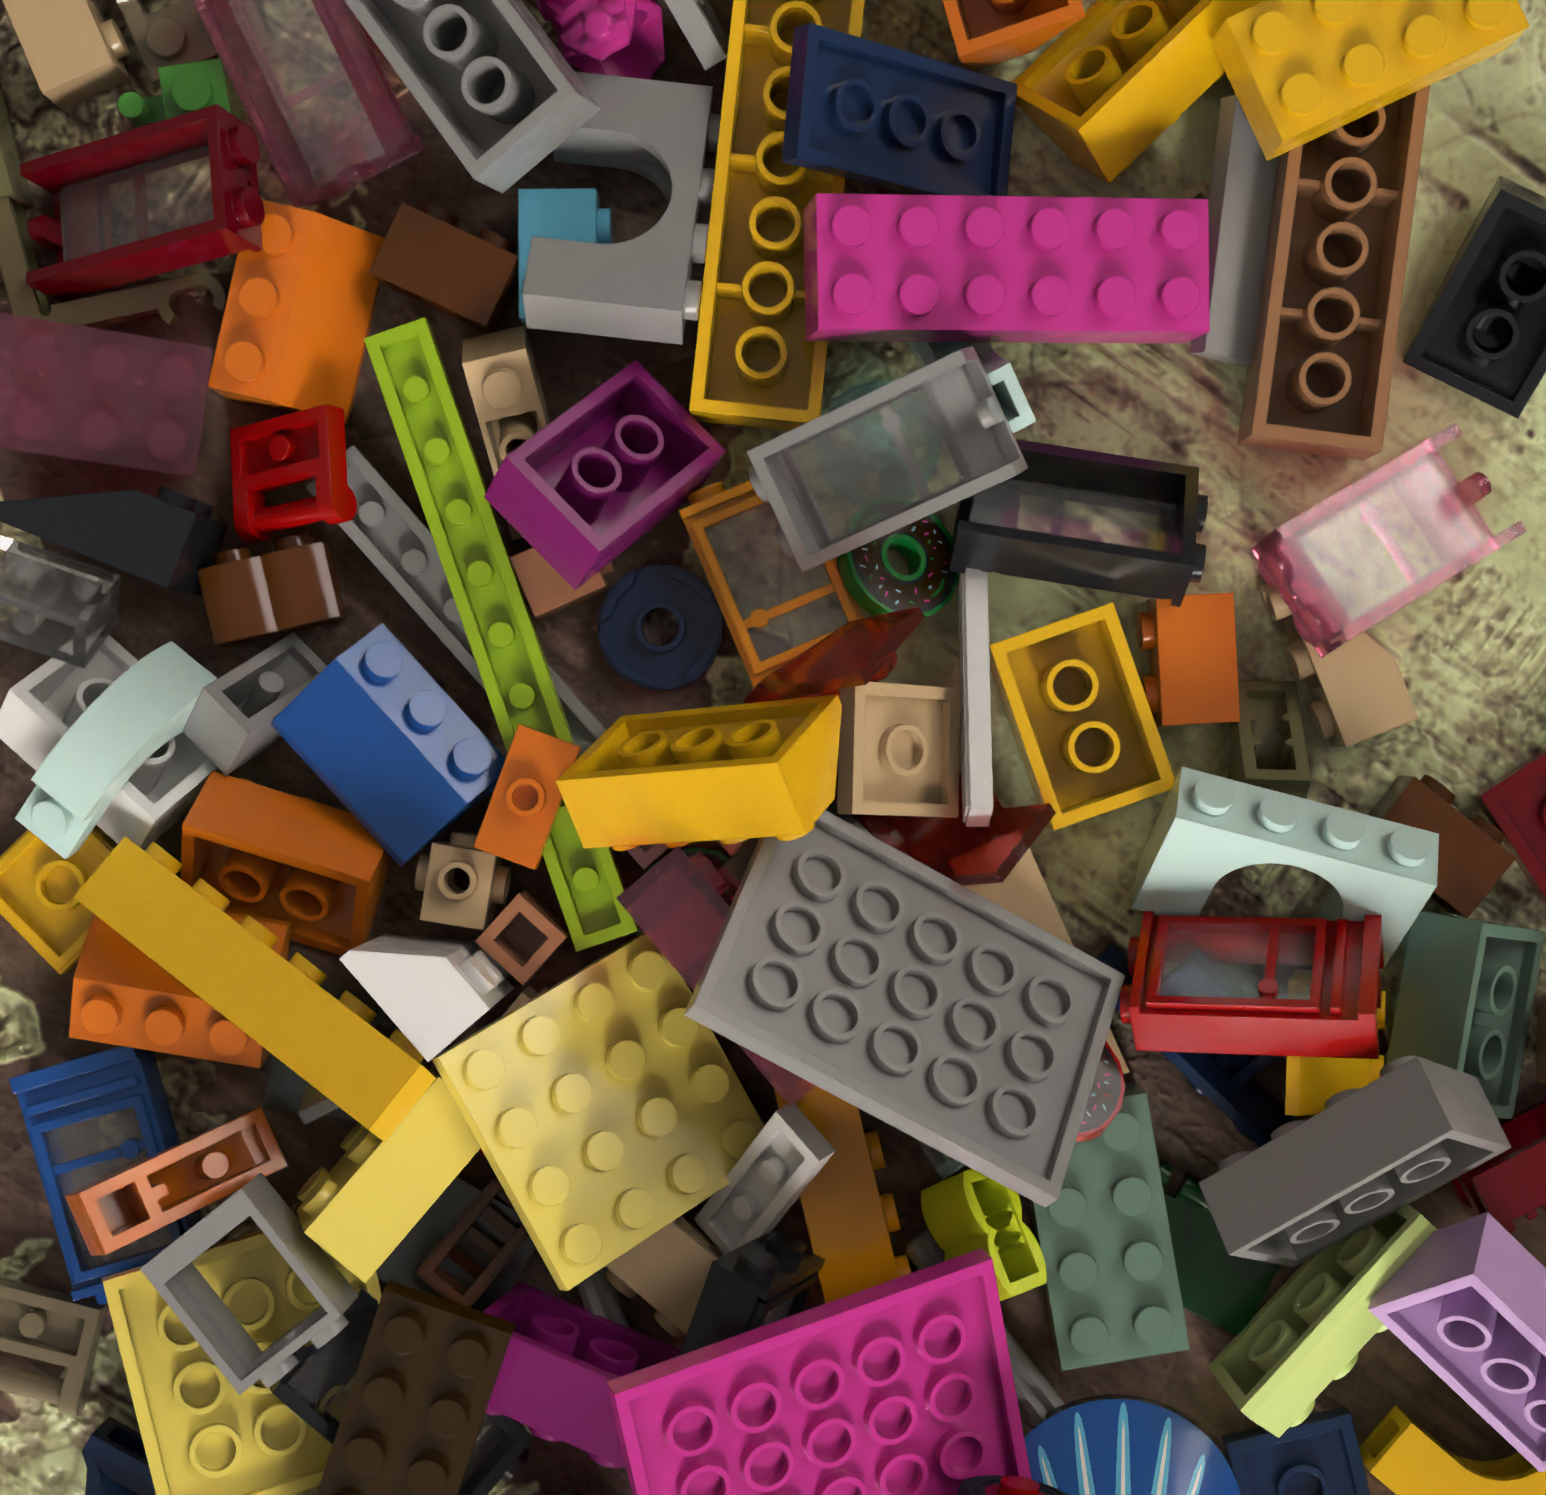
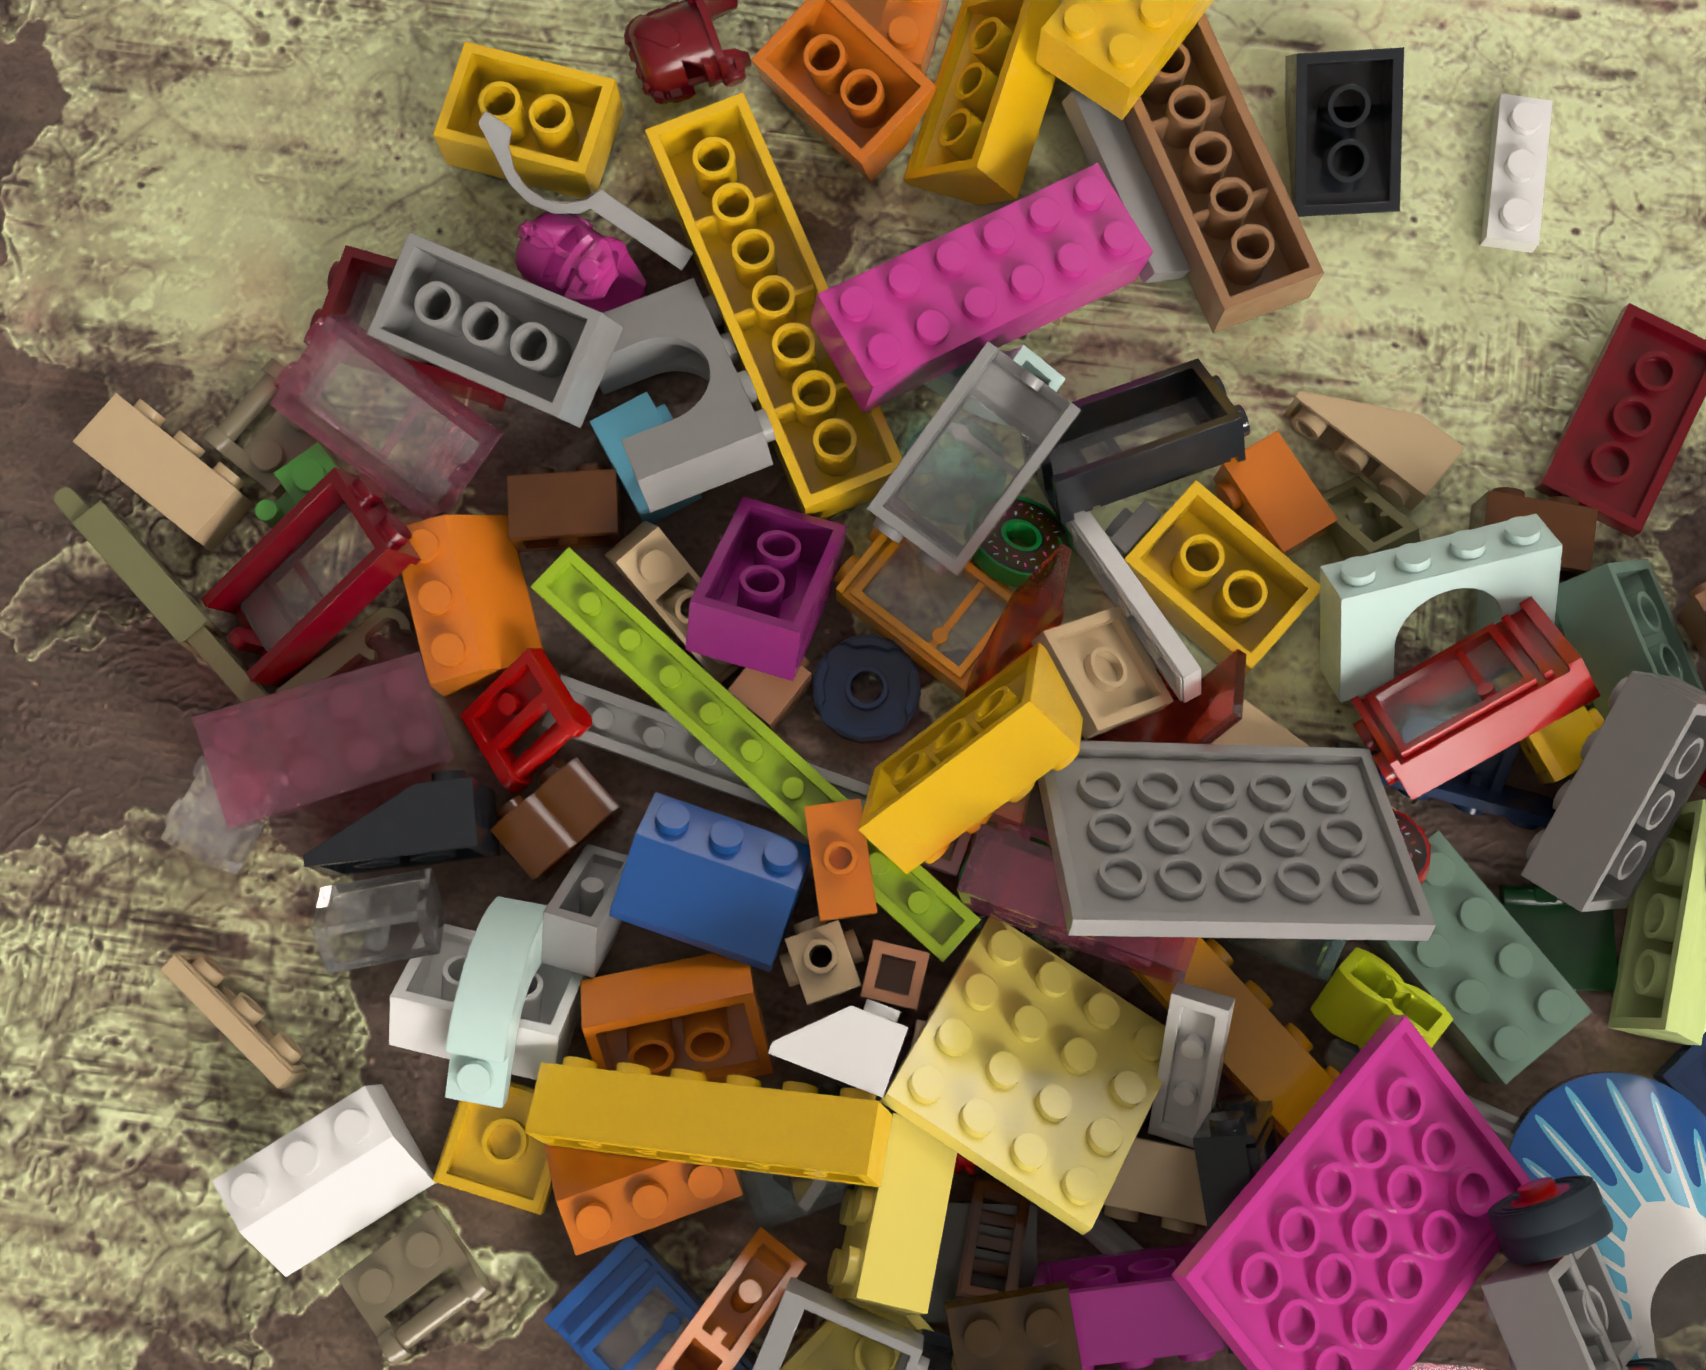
camera: 30 degrees left, 10 degrees down
(896, 117) = (835, 224): dark blue plate -> none
(1021, 611) = (1131, 527): none -> light grey plate
(1379, 544) = (1360, 342): door -> none

